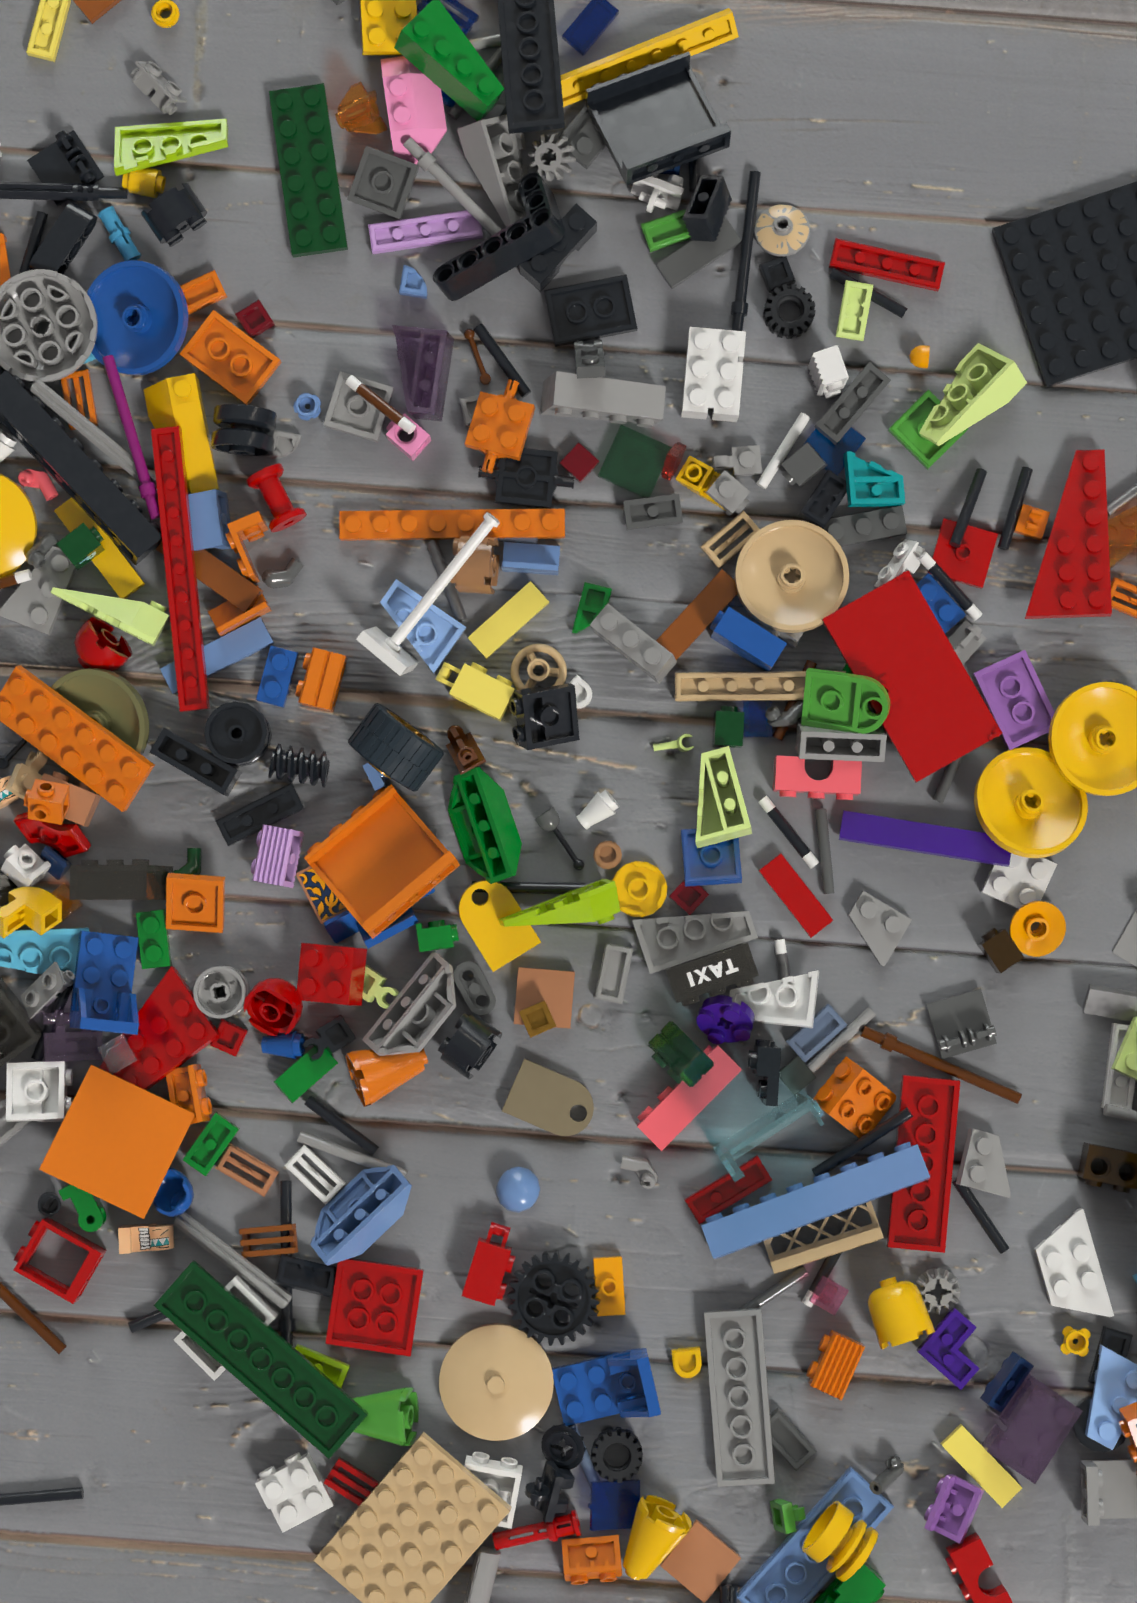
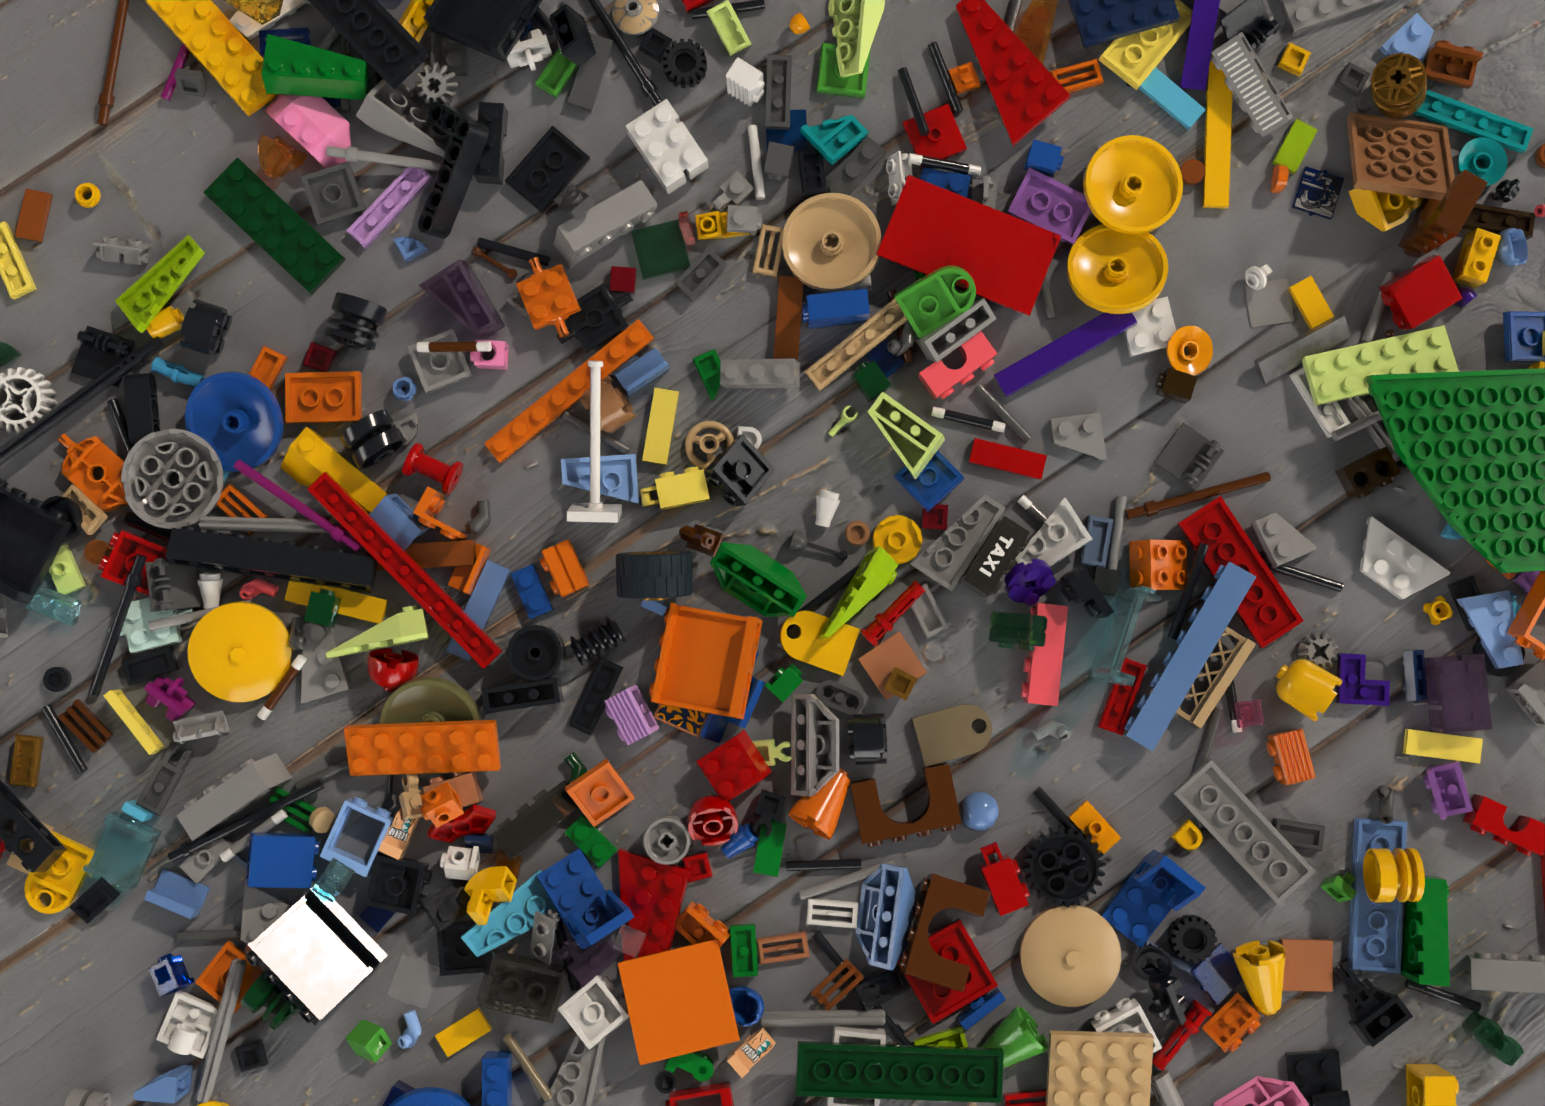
camera: 45 degrees left, 0 degrees up
(311, 313) = (355, 321): none -> black wheel
(359, 1275) = (920, 959): none -> reddish brown arch
(379, 1363) = (980, 1008): none -> blue plate
(416, 1129) = (940, 810): none -> reddish brown arch
(569, 952) = (885, 620): none -> red pin
(586, 1243) = (1054, 809): none -> black bar
(1045, 651) = (1044, 158): none -> blue brick

